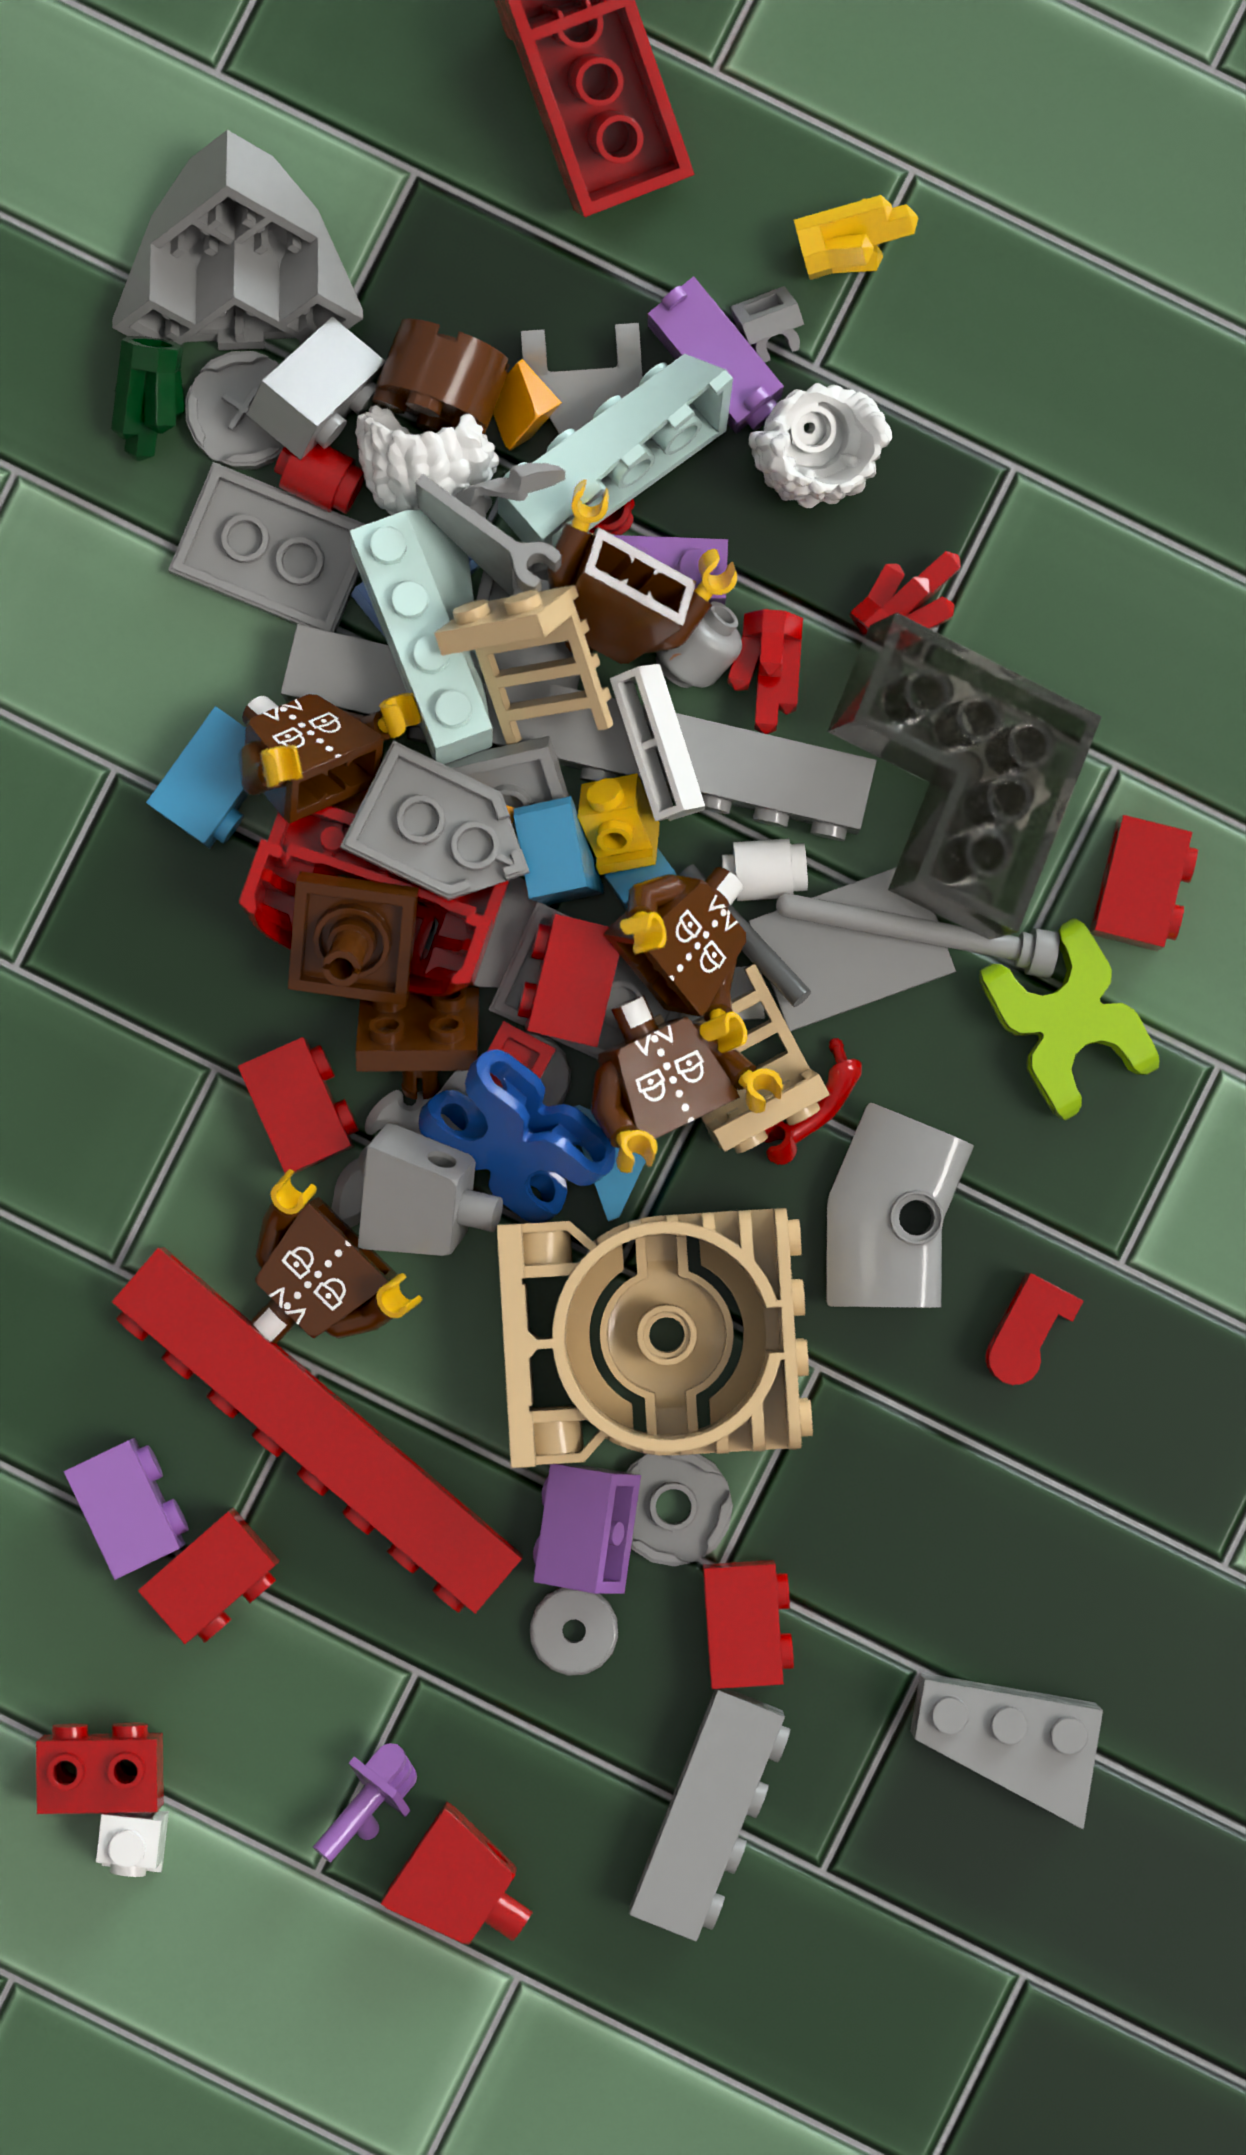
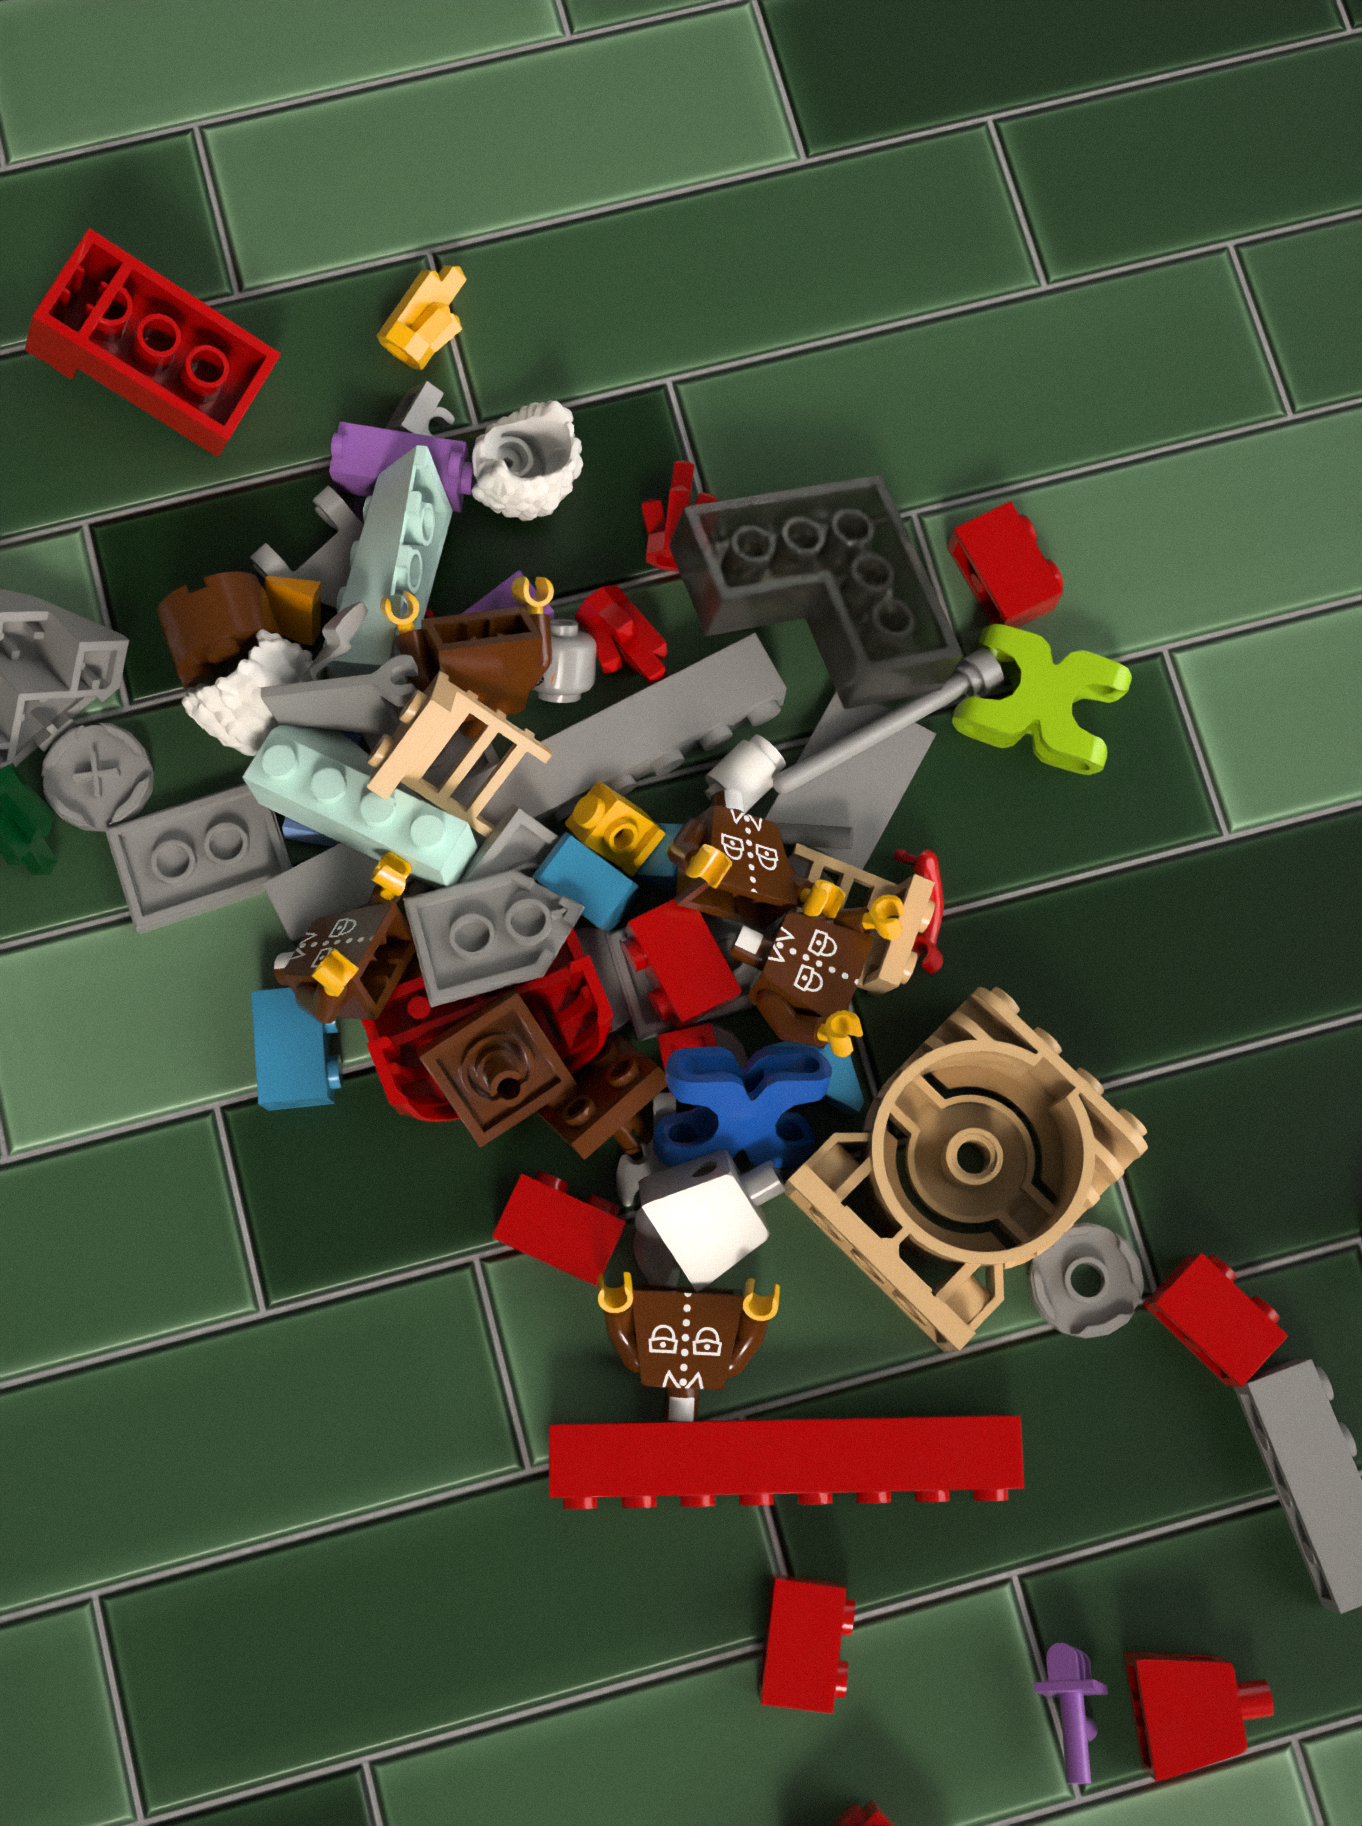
camera: 45 degrees left, 10 degrees down
(127, 1507) = (695, 1647): medium lavender brick -> none
(317, 389) = (135, 711): brick -> none
(321, 477) = (189, 772): red brick -> none
(573, 1656) = (1123, 1441): light grey piece -> none
(586, 1528) = (1043, 1352): medium lavender brick -> none
(667, 740) = (600, 732): white piece -> none
(867, 1248) = (1053, 972): light grey panel -> none
(1016, 1344) = (1209, 933): red leg -> none

